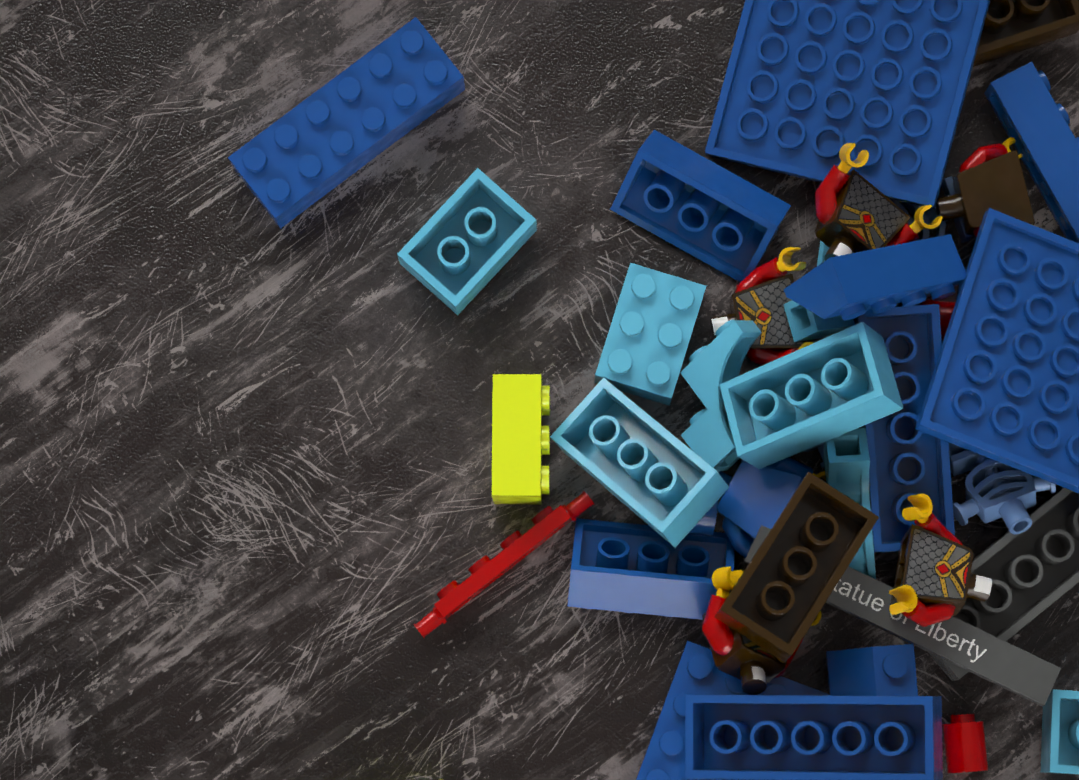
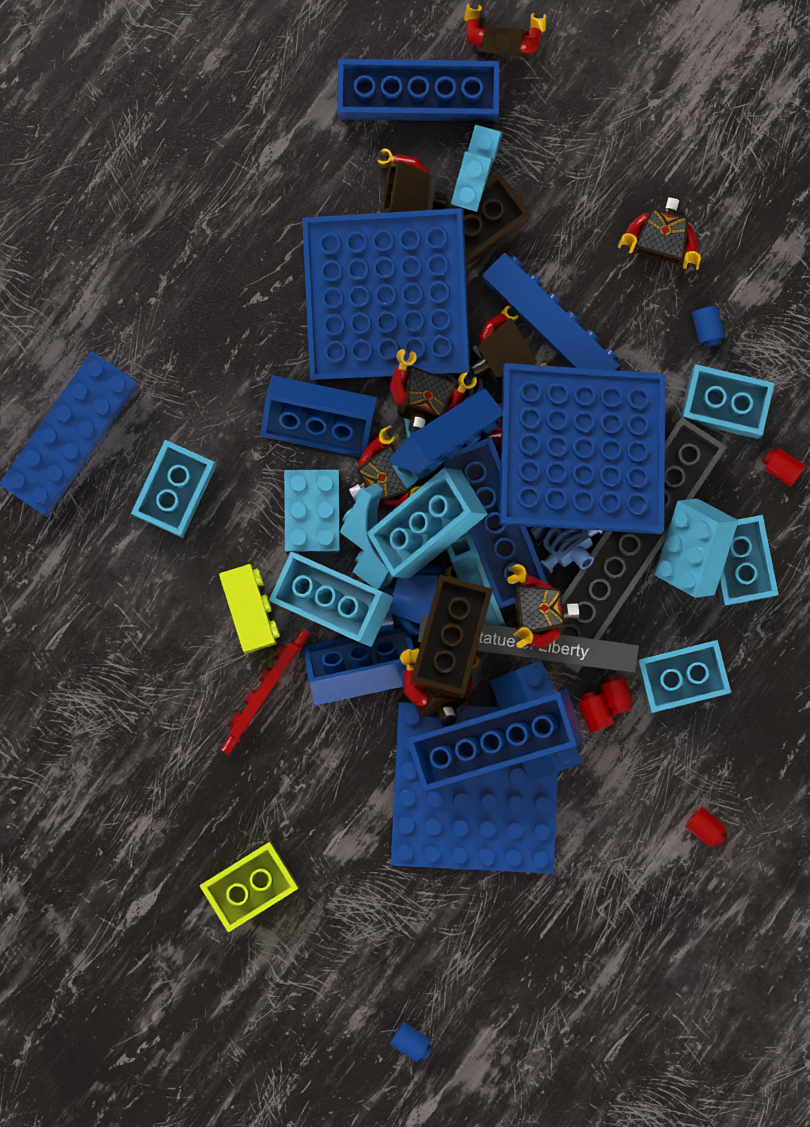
camera: 25 degrees left, 5 degrees up
(1003, 729) = (616, 693): none -> red brick

